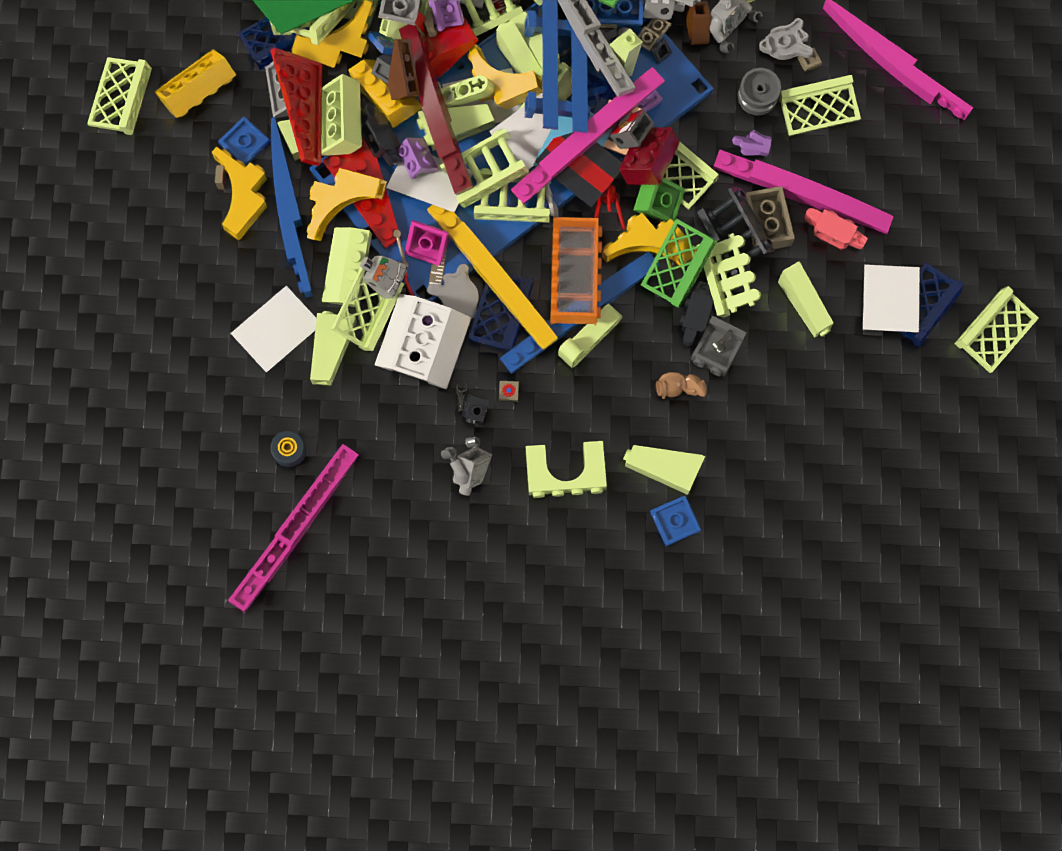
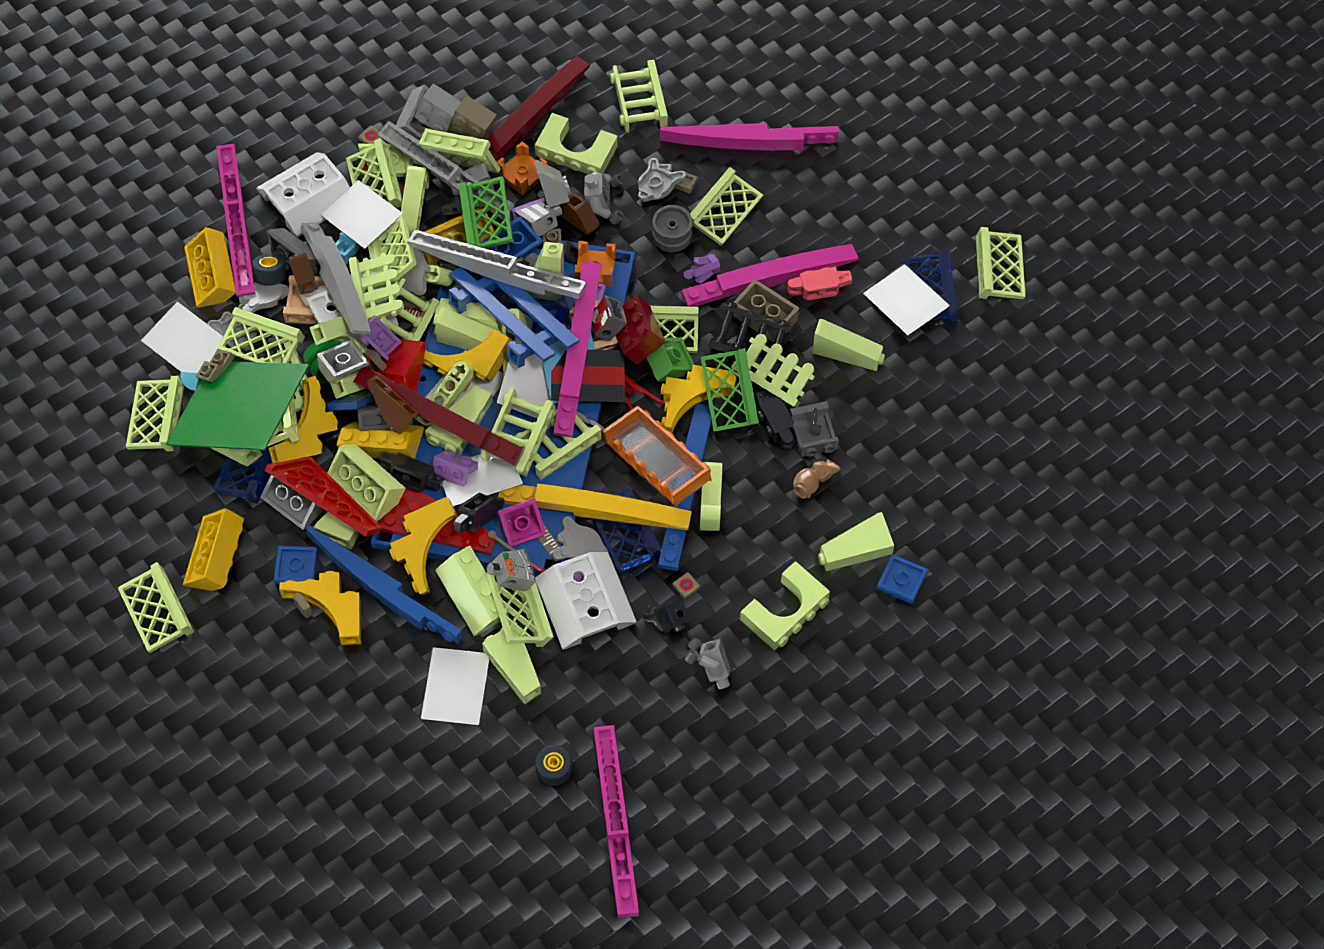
camera: 40 degrees left, 15 degrees down
(398, 208) = (477, 512): none -> black hinge
(674, 73) = (606, 258): none -> orange panel

